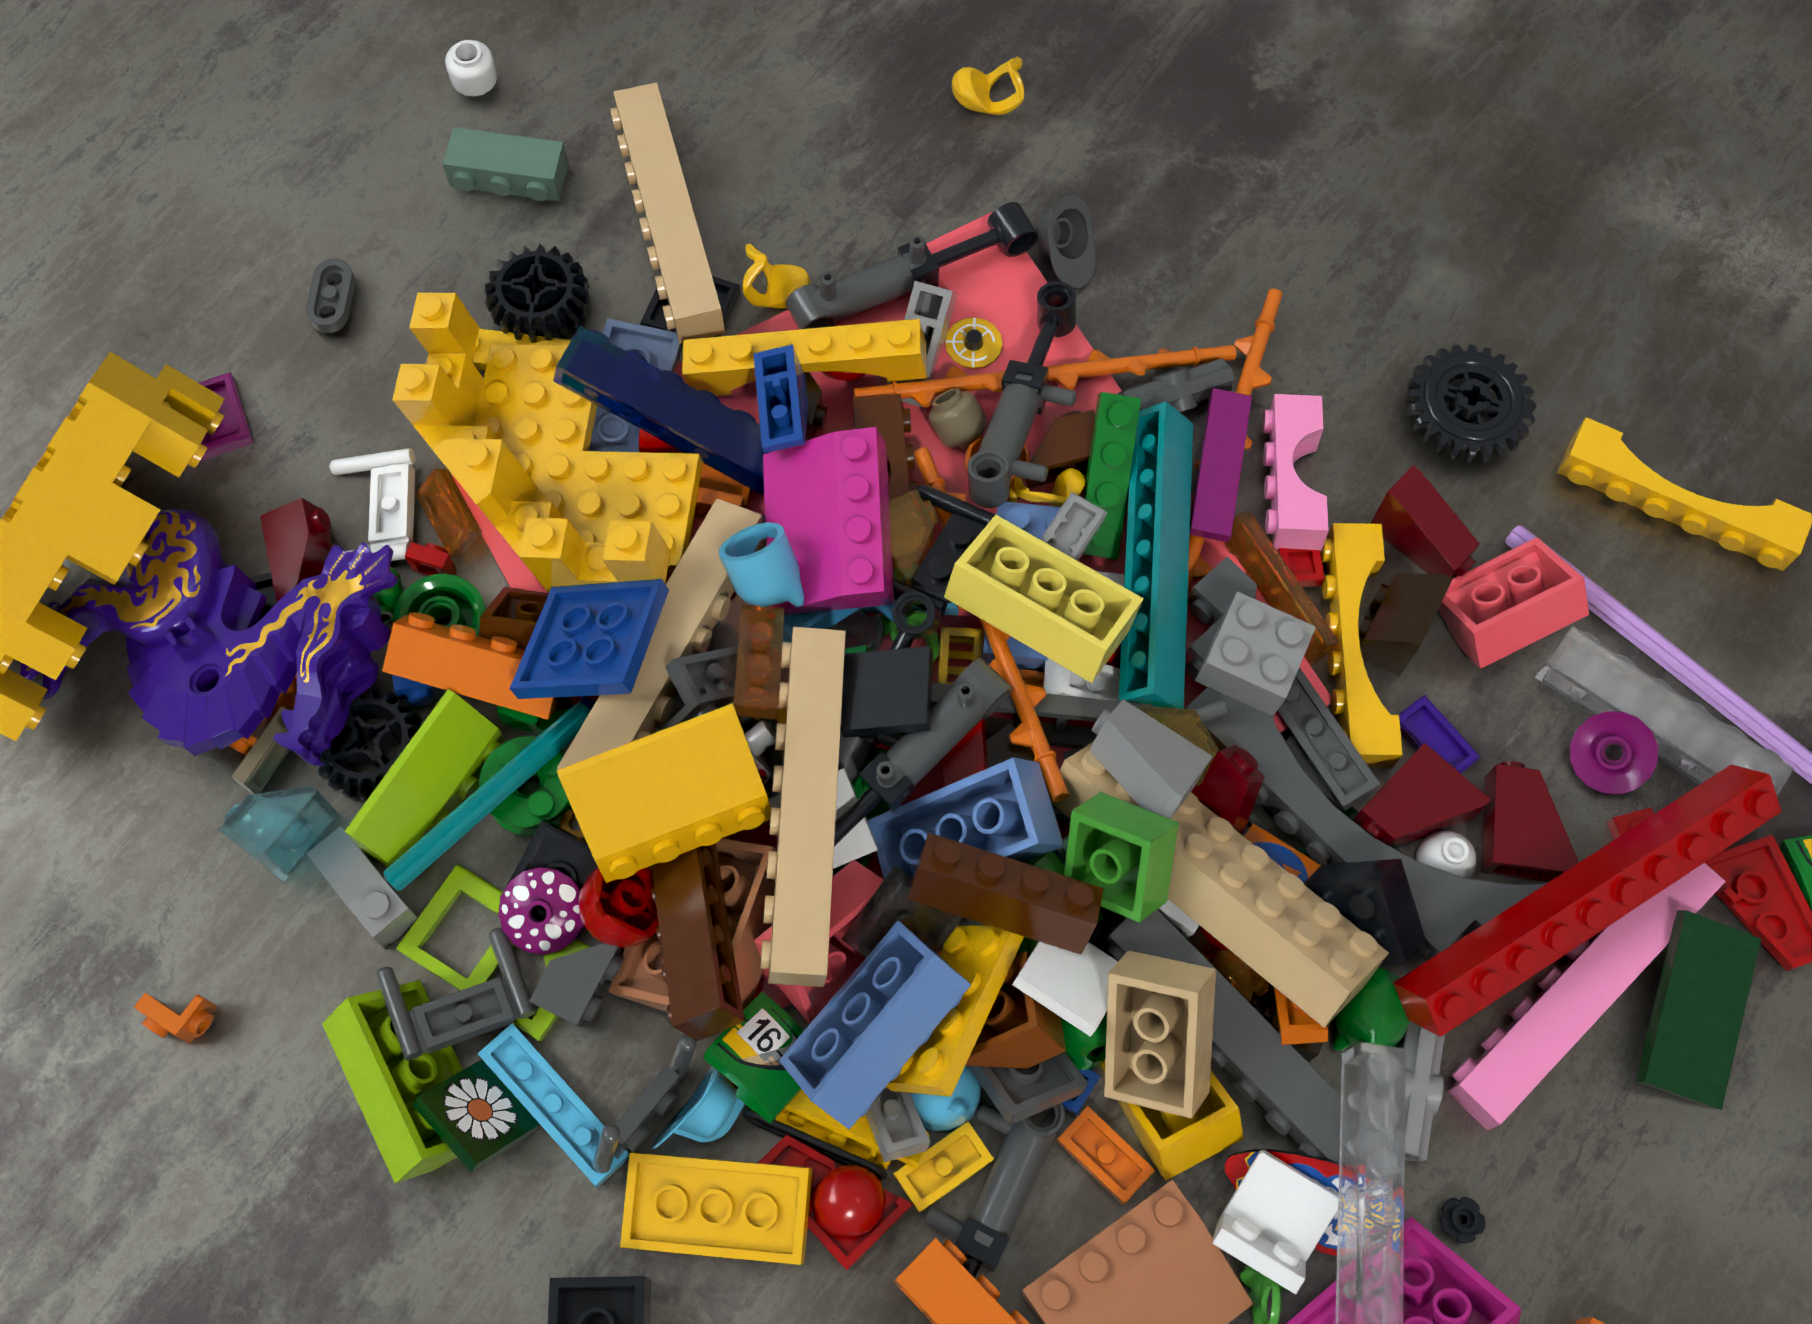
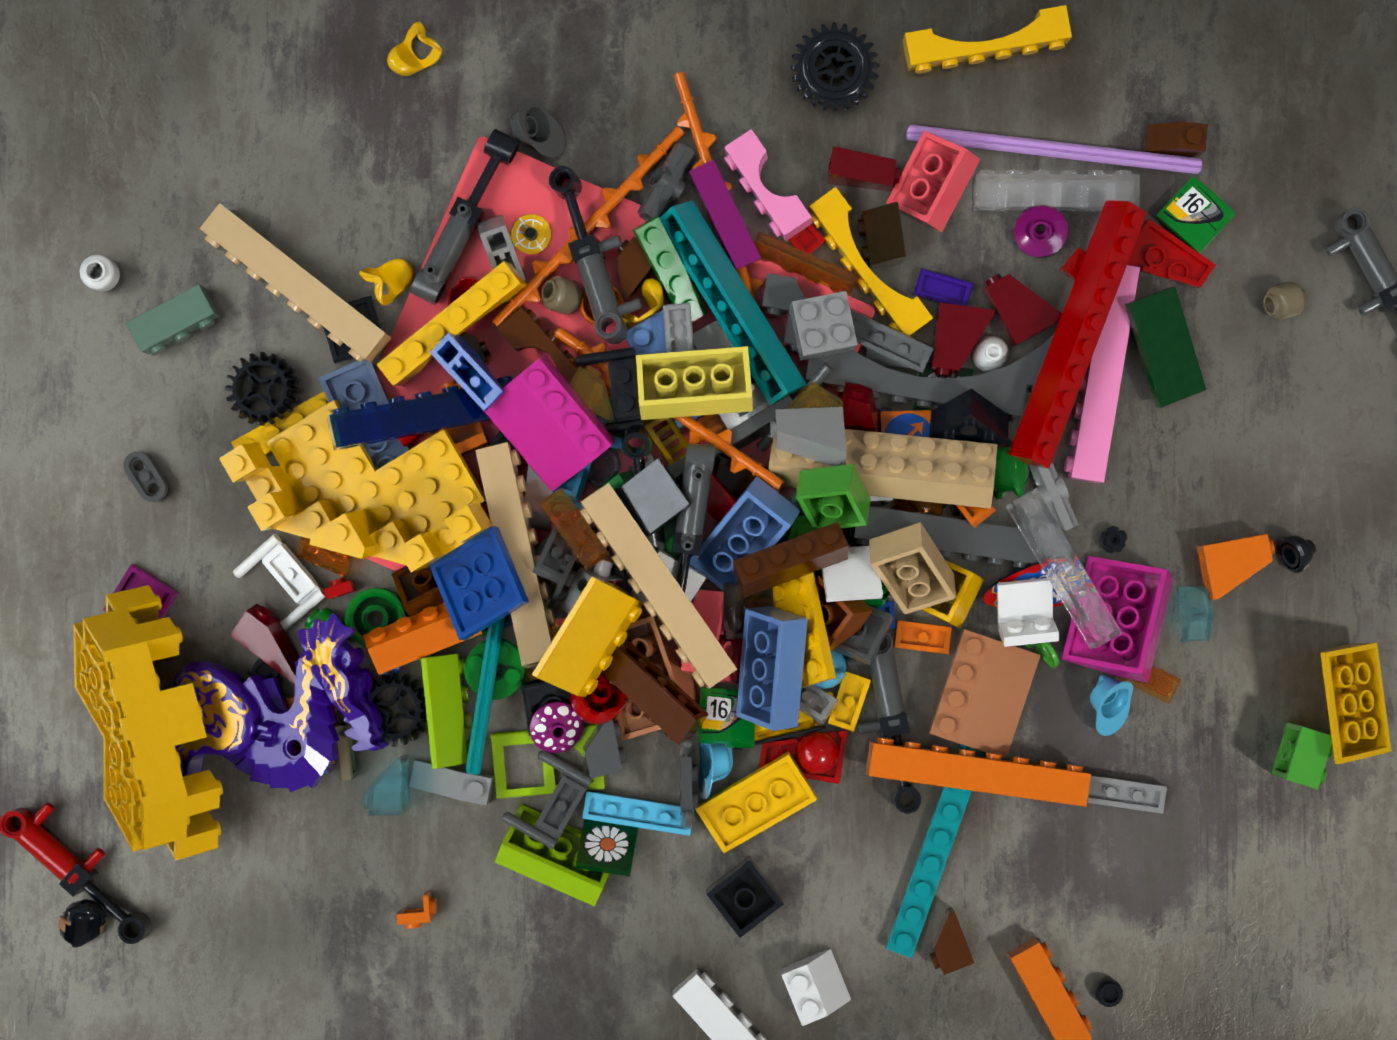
camera: 30 degrees left, 20 degrees up
(765, 575) = (537, 481): medium azure piece -> none

